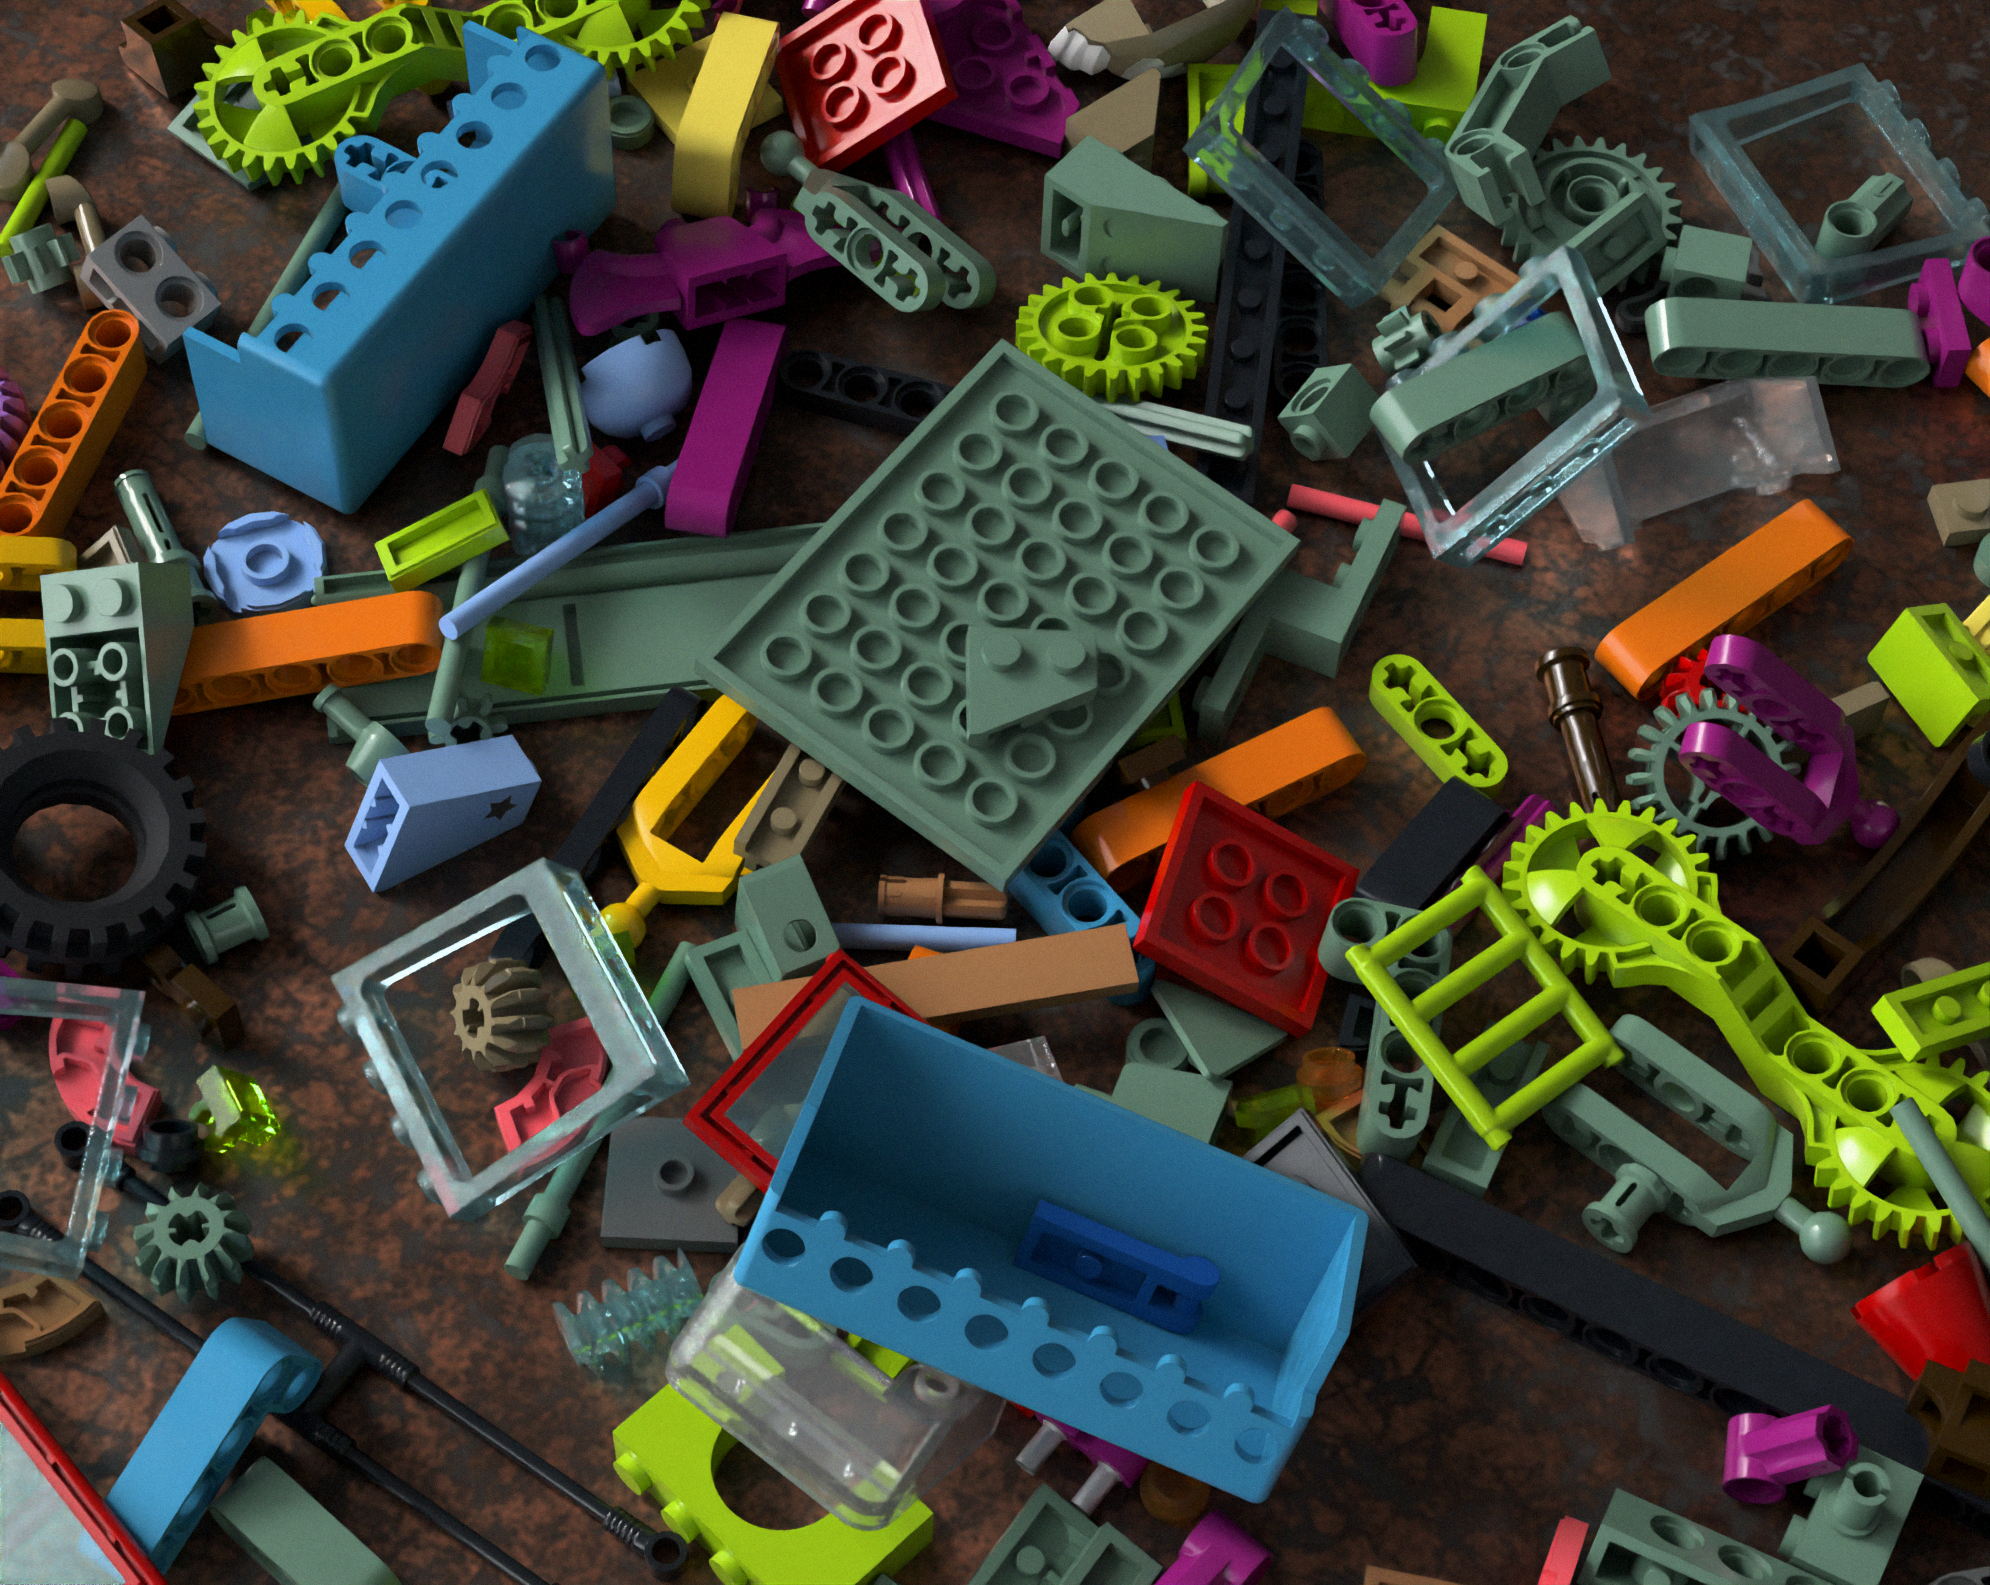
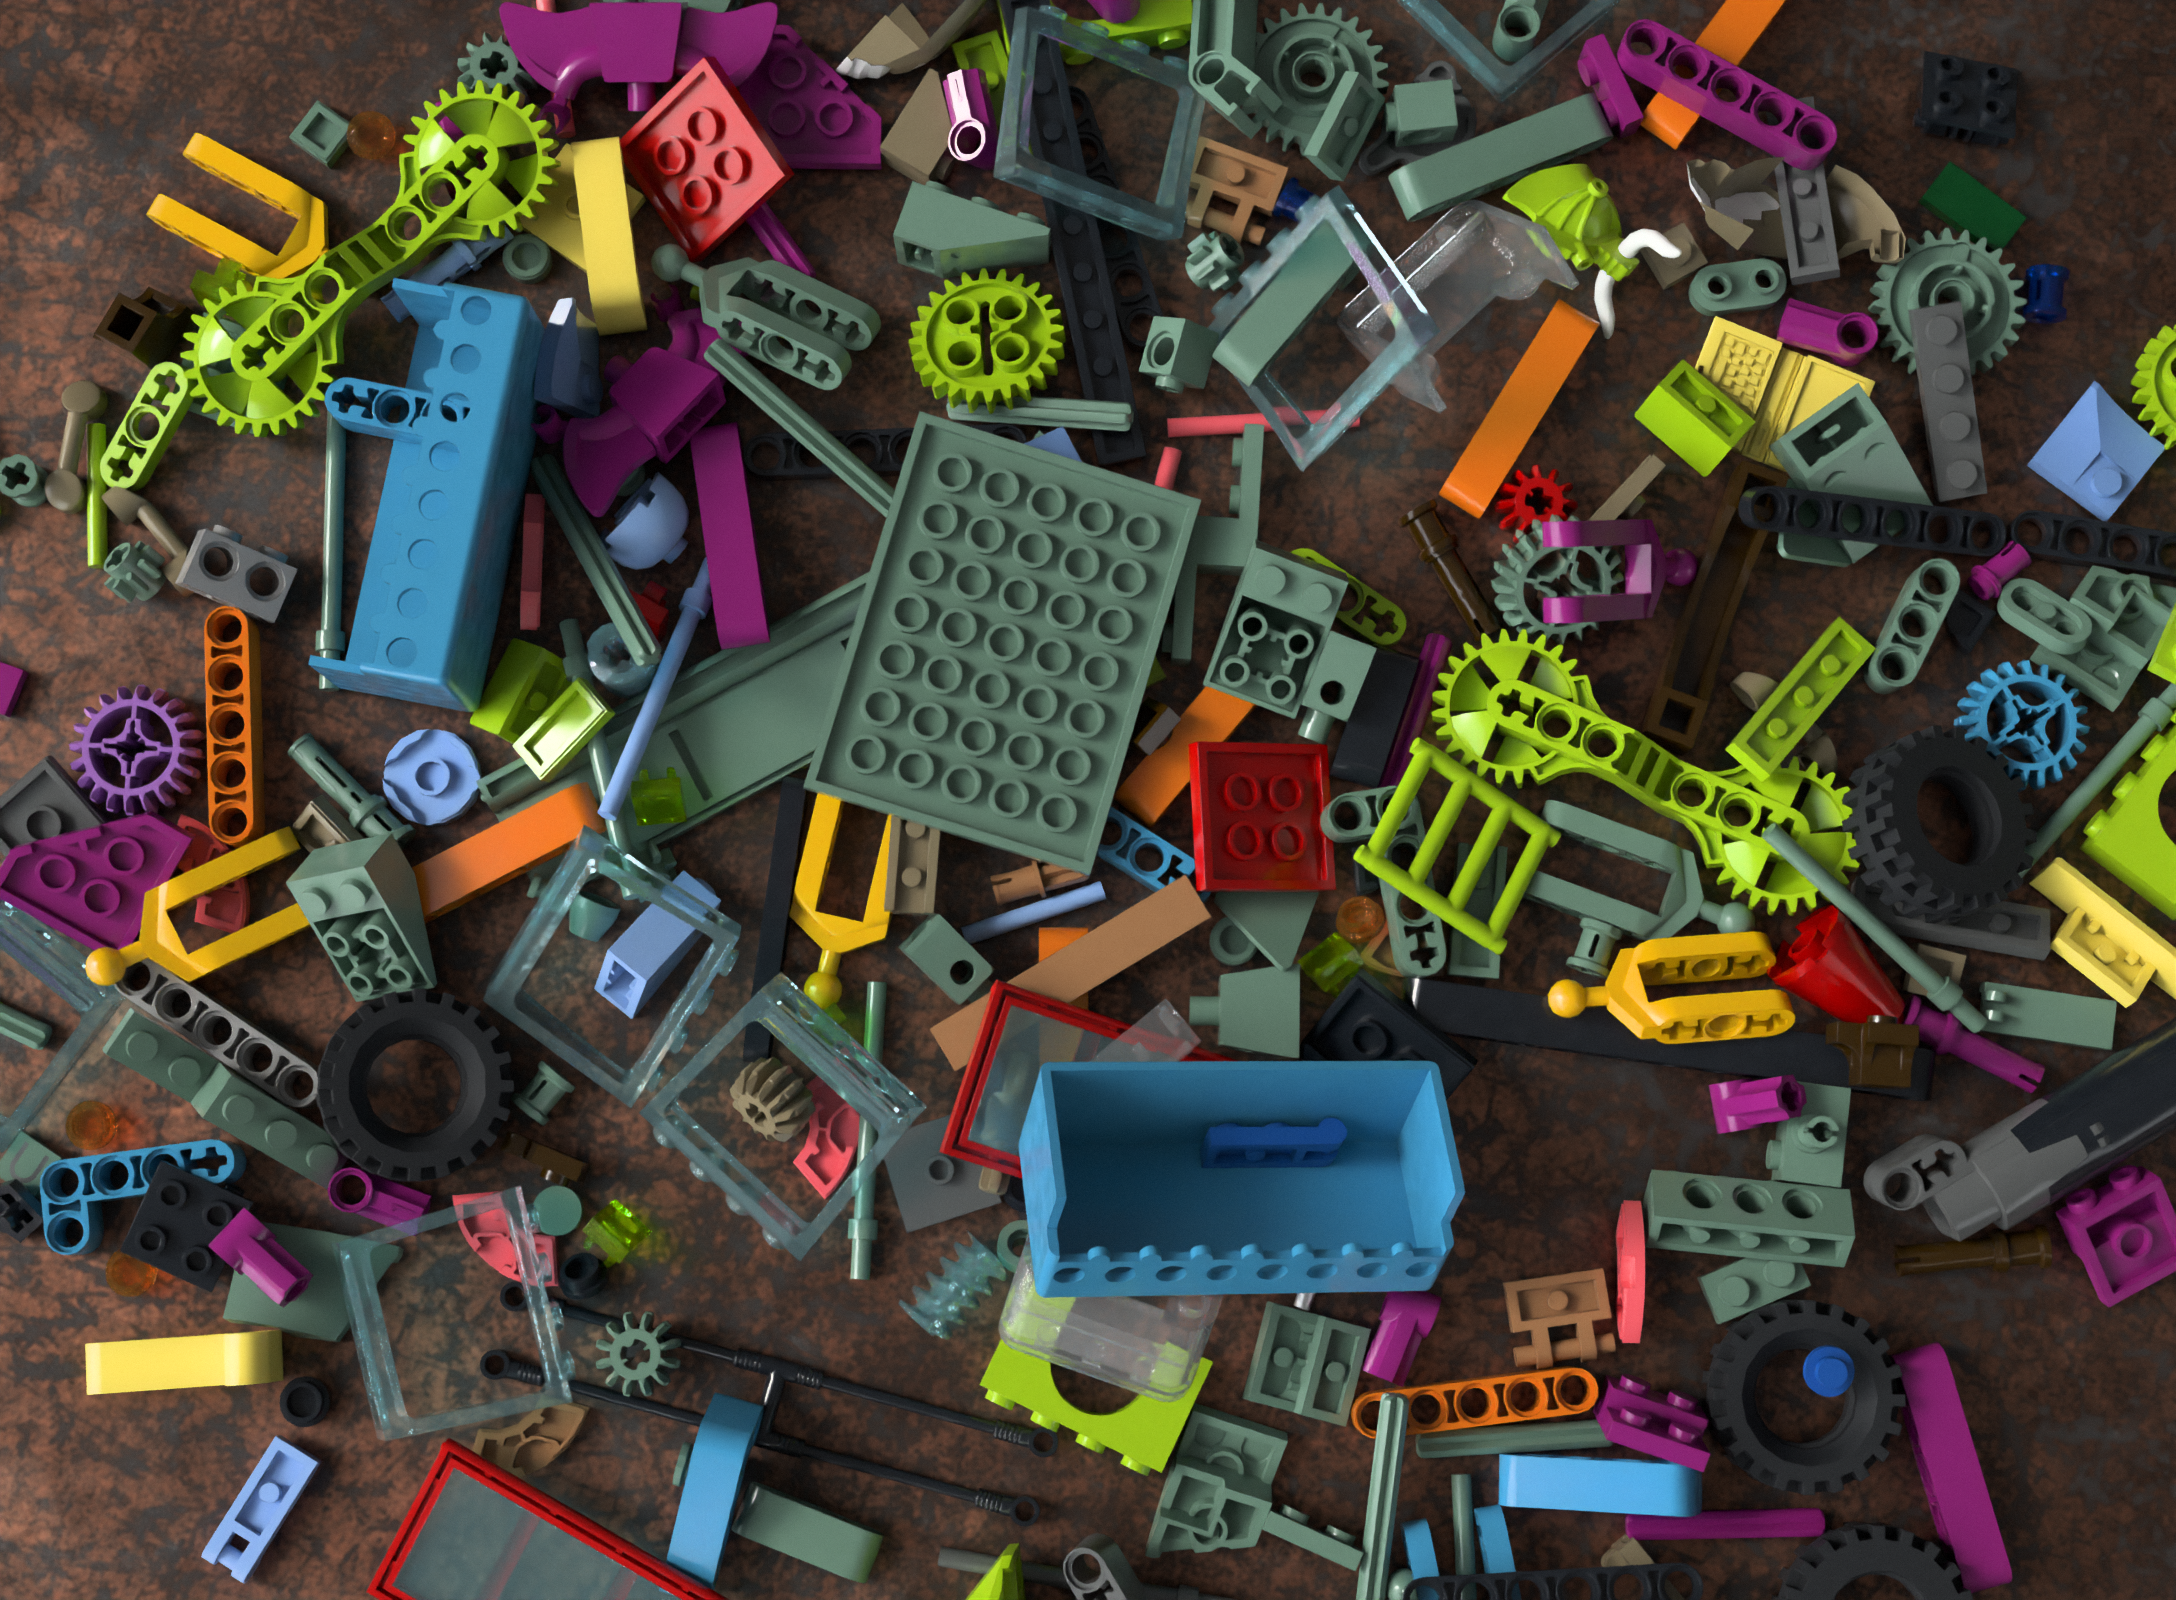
camera: 20 degrees left, 25 degrees up
(138, 113) = (129, 429): none -> lime beam
(175, 1063) = (559, 1210): none -> sand green tile
(315, 726) = (504, 993): none -> clear light blue windscreen
(410, 501) = (520, 690): none -> lime panel
(625, 194) = (569, 363): none -> medium blue plate
(718, 969) = (920, 1006): sand green plate -> none
(851, 328) = (800, 425): none -> sand green axle
(1025, 676) = (1045, 707): sand green wing -> none
(1182, 106) = (971, 118): none -> magenta piece
(1342, 701) = (1275, 628): none -> sand green slope
(1392, 788) = (1344, 663): none -> sand green torso
(1668, 1271) = (1686, 1017): none -> yellow piece
(1870, 431) = (1586, 227): none -> lime helmet

